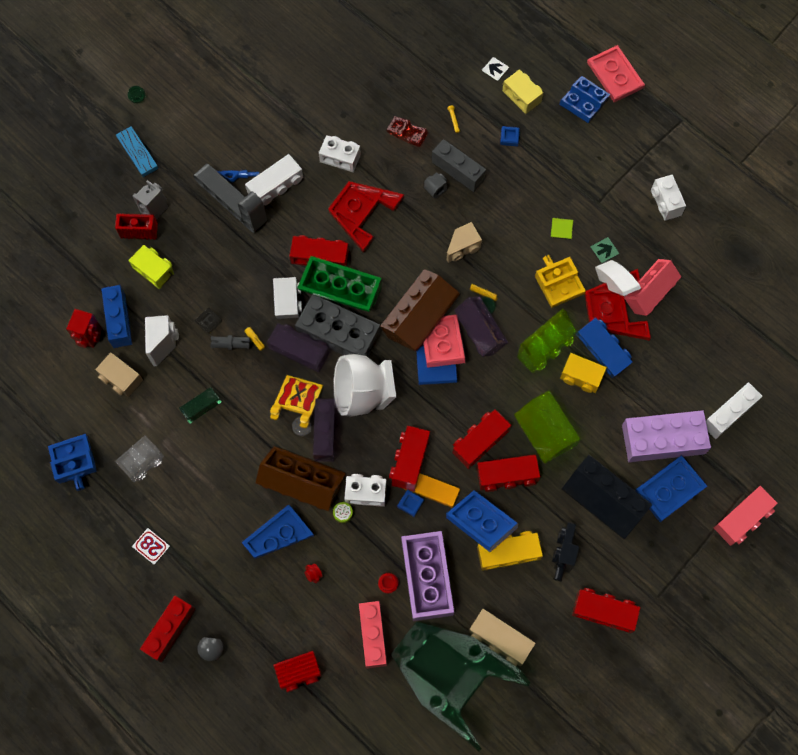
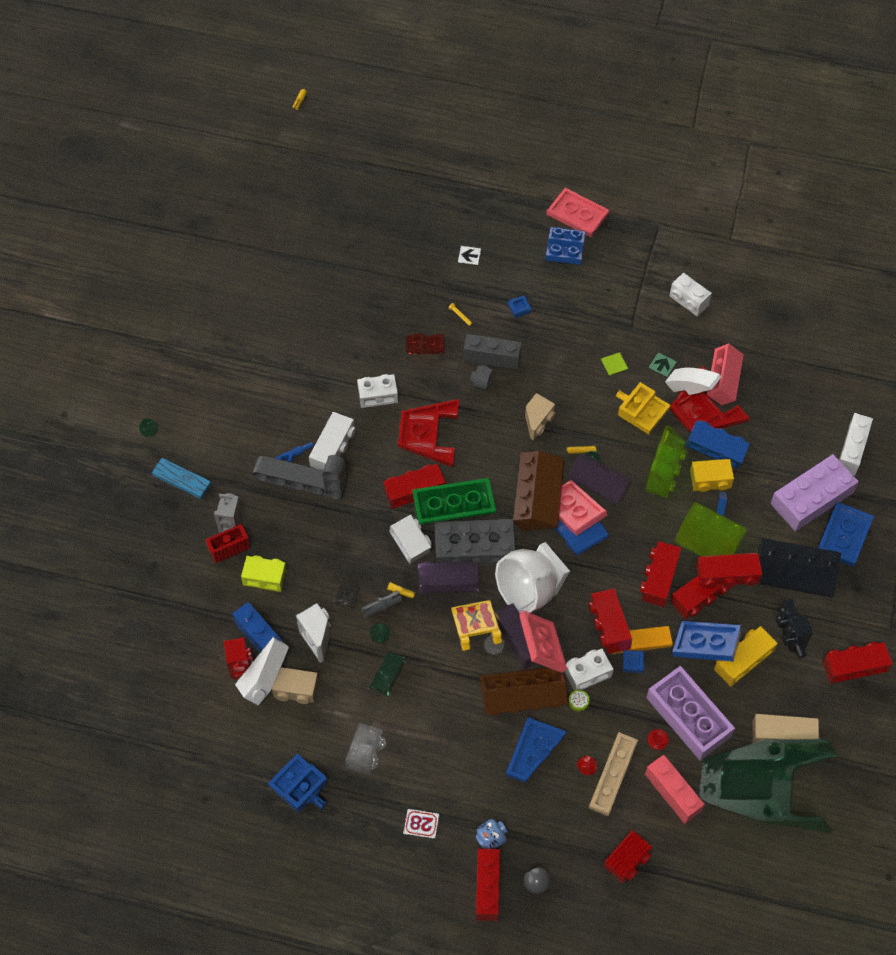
camera: 30 degrees left, 10 degrees down
(95, 351) = (262, 673): none -> white slope
(197, 588) = (491, 834): none -> medium blue head
(214, 366) = (379, 633): none -> clear green plate
(332, 591) = (613, 774): none -> tan tile
(338, 446) = (542, 641): none -> coral tile
(522, 91) = (508, 263): light yellow brick -> none
(538, 468) = (728, 570): none -> red brick
(575, 403) = (721, 505): none -> blue tile

